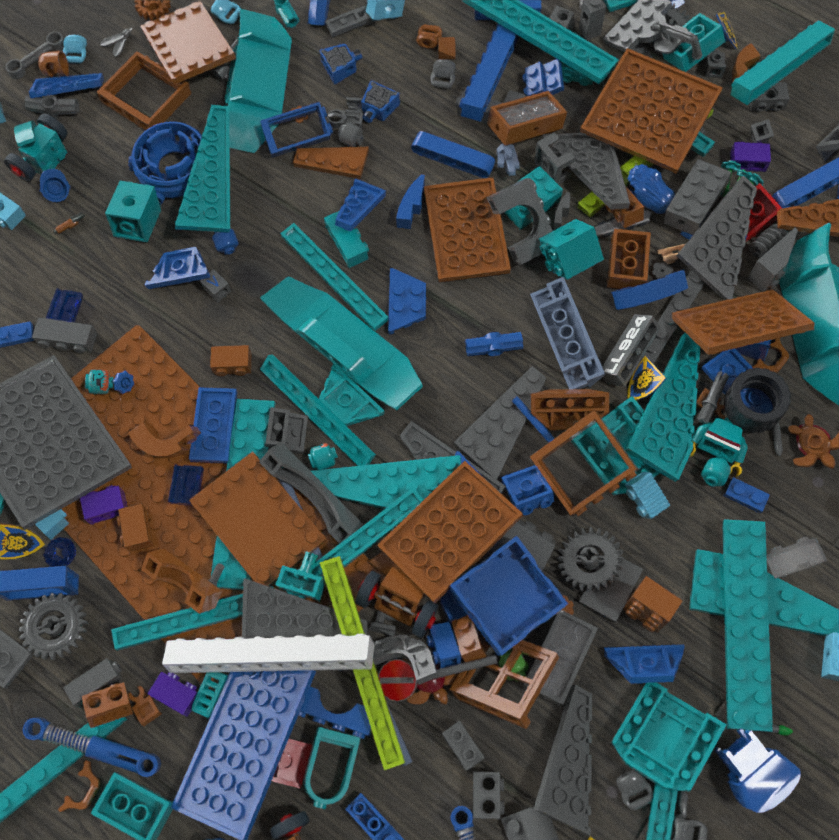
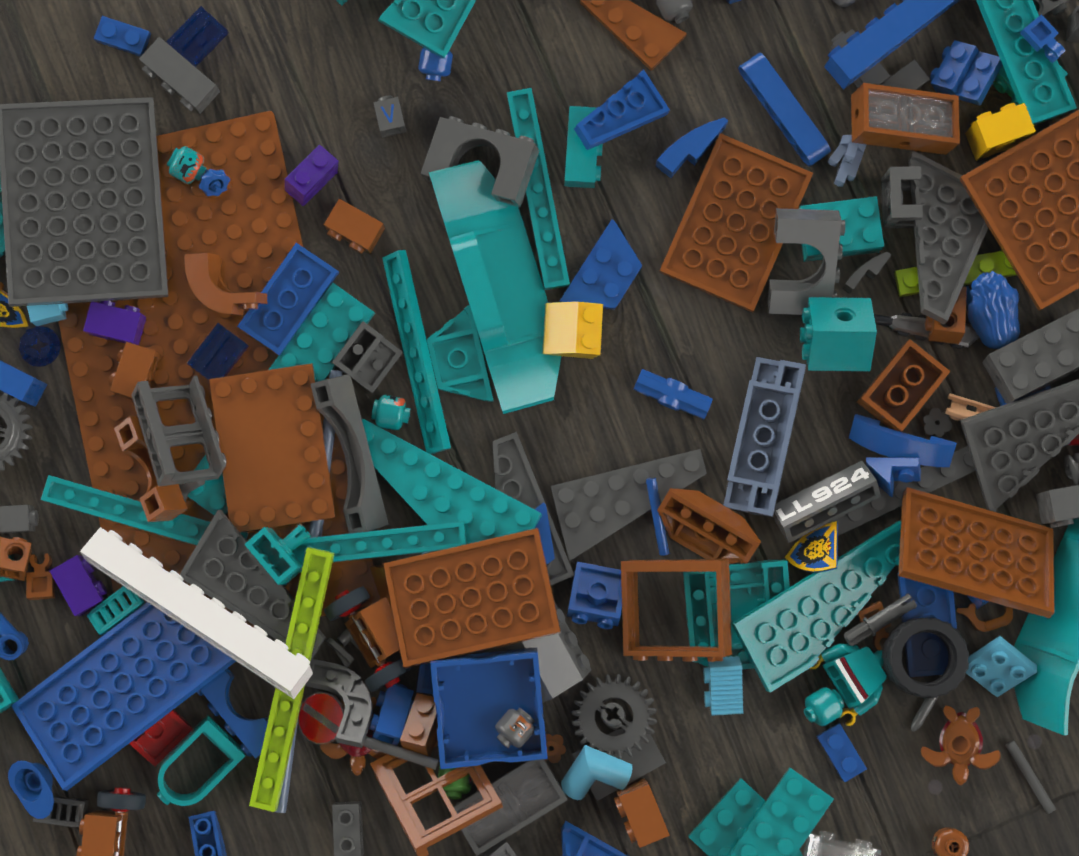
camera: 30 degrees right, 15 degrees up
(178, 267) = (360, 67): blue wing -> none
(180, 554) = (161, 437): none -> dark grey window
(185, 344) = (311, 175): none -> dark purple brick
(265, 273) = (517, 155): none -> dark grey arch
(408, 340) = (573, 329): none -> yellow slope
(533, 598) = (515, 728): none -> dark grey head
(573, 32) = (1041, 35): none -> blue plate
(583, 96) = (999, 131): none -> yellow brick
(599, 595) = (593, 766): none -> medium azure brick
(659, 307) = (894, 469): none -> blue slope
(805, 380) = (999, 666): none -> medium azure plate

